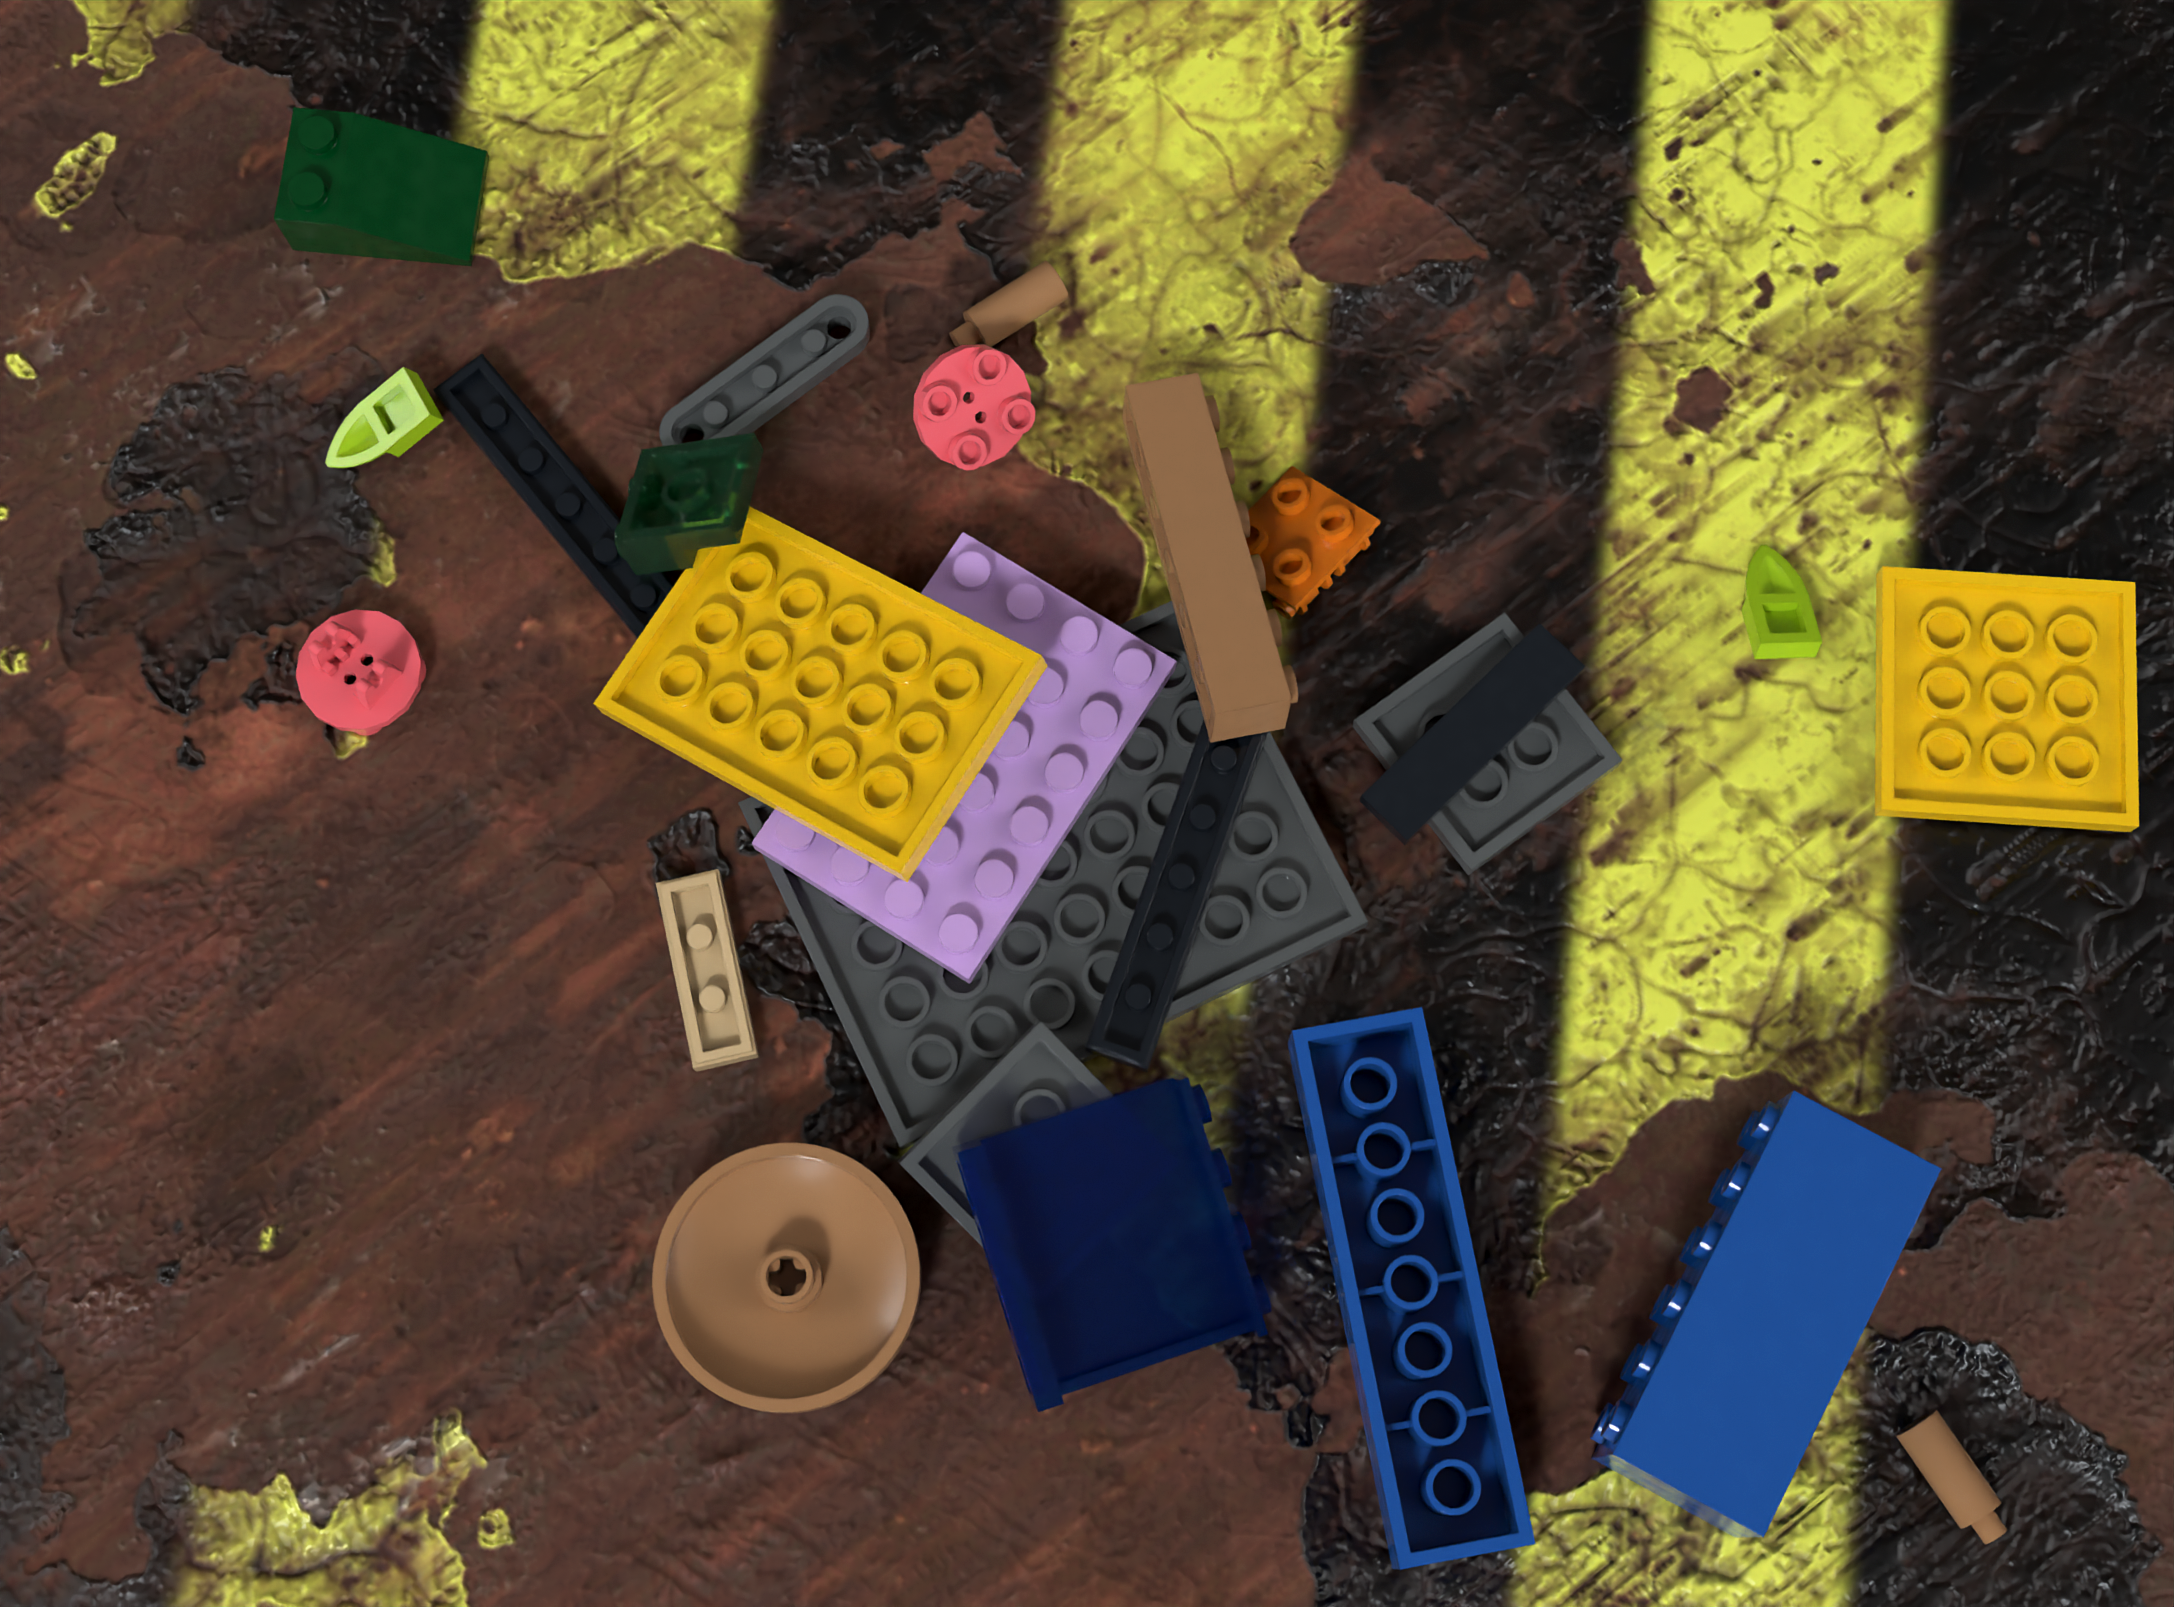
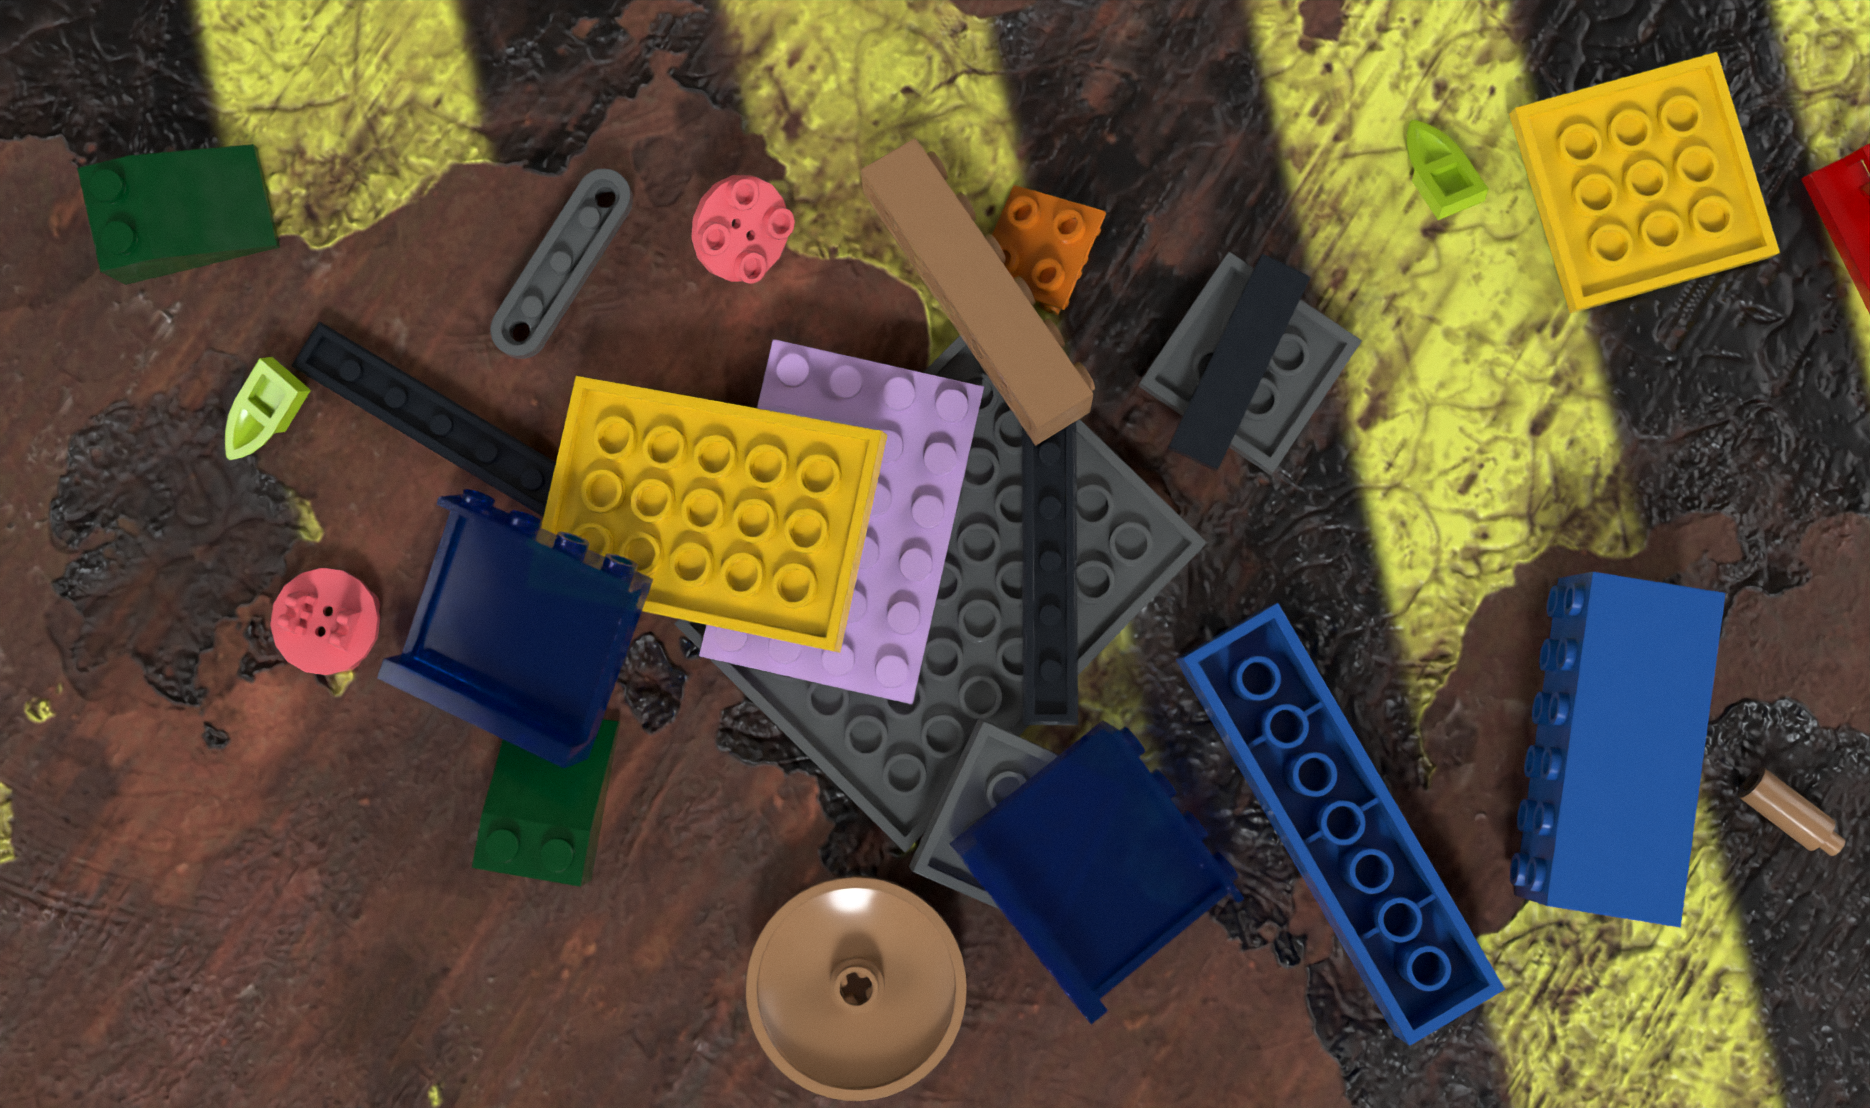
camera: 25 degrees left, 10 degrees up
(525, 943) = (544, 816): none -> dark green slope
(569, 744) = (520, 629): none -> clear blue panel
(687, 501) = (540, 392): clear green plate -> none
(707, 970) = (699, 763): tan tile -> none
(1011, 307) = (739, 131): medium nougat cylinder -> none

